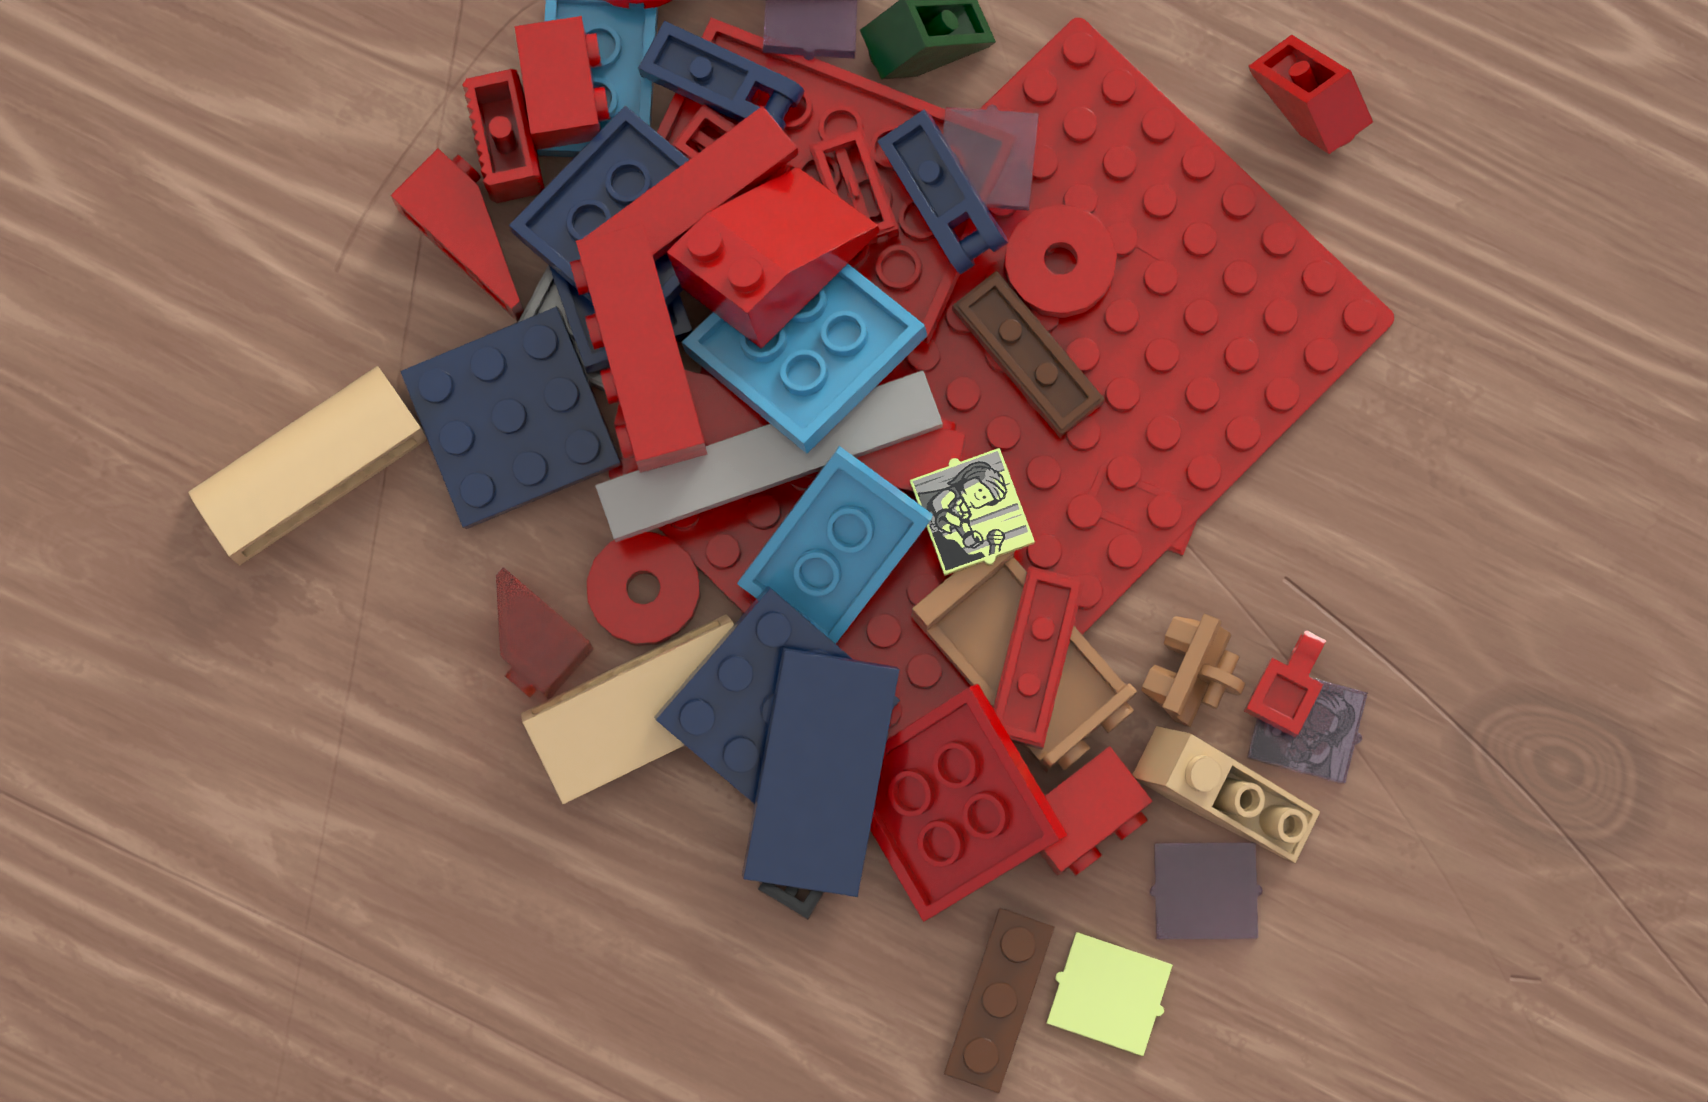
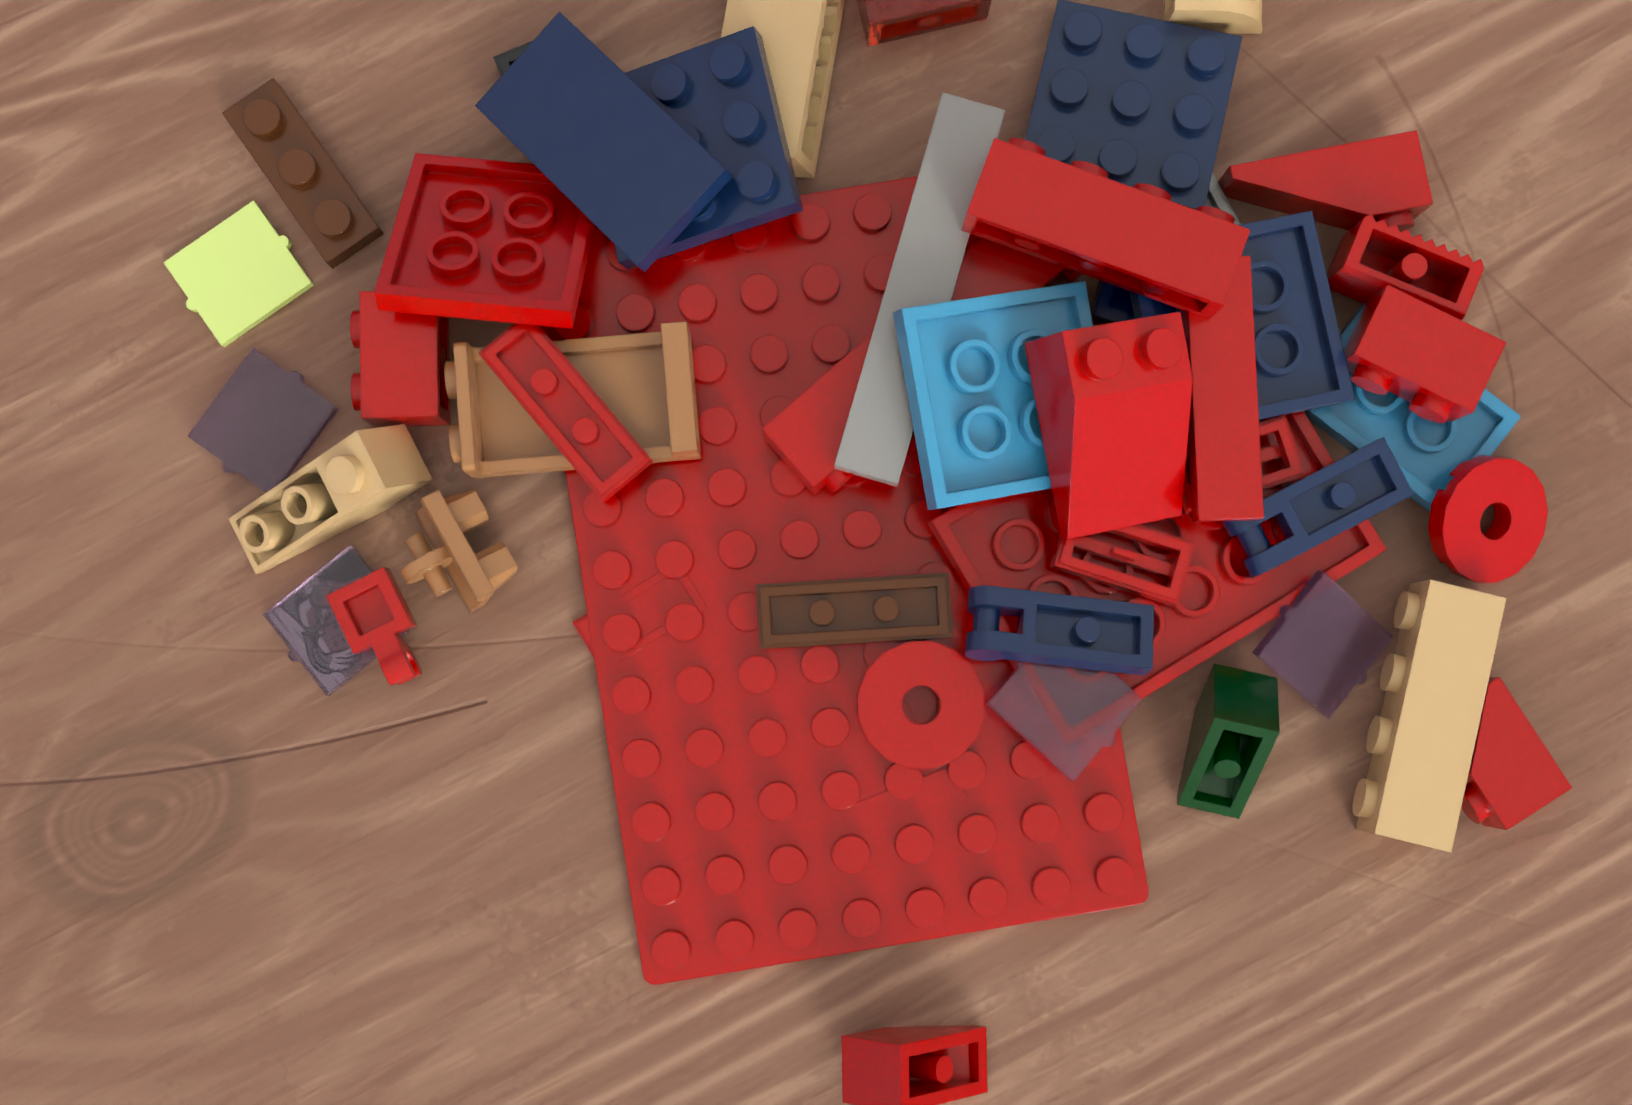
camera: 125 degrees right, 5 degrees up
(648, 622) = (864, 93): red tile -> none
(837, 544) = (794, 296): dark azure plate -> none
(972, 511) = (734, 437): piece -> none

